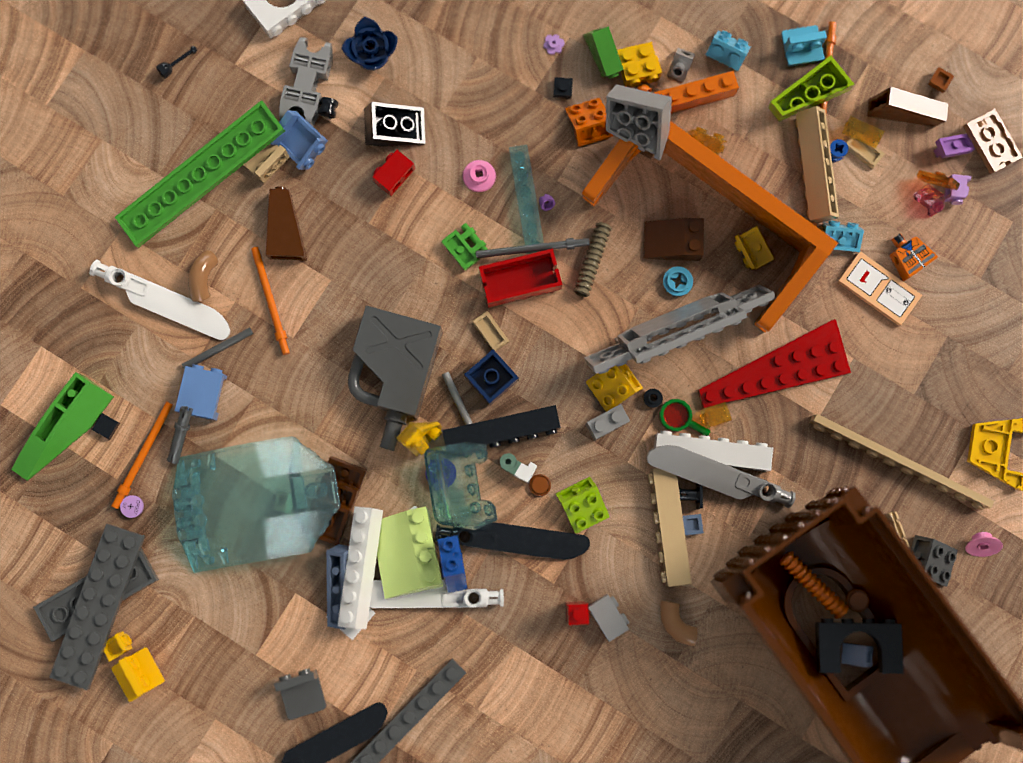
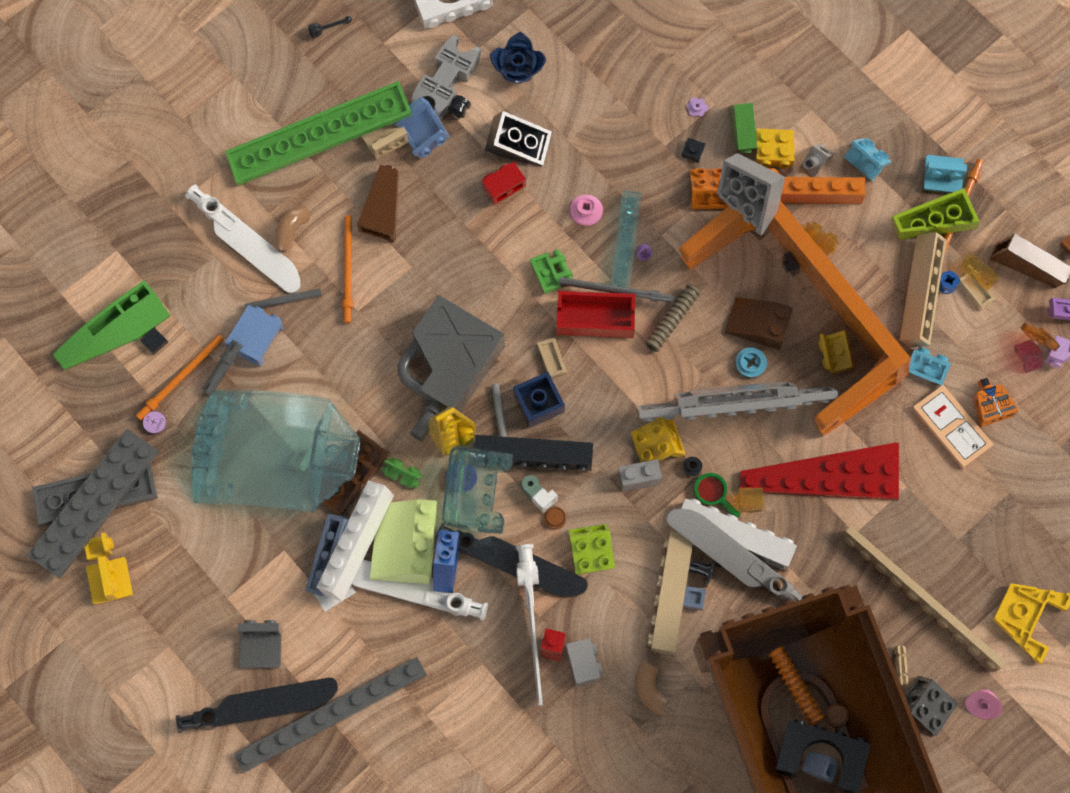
camera: 20 degrees right, 10 degrees down
(375, 482) = (409, 475): none -> bright green hinge
(532, 553) = (528, 576): none -> white piece
(686, 175) = (790, 264): none -> black plate

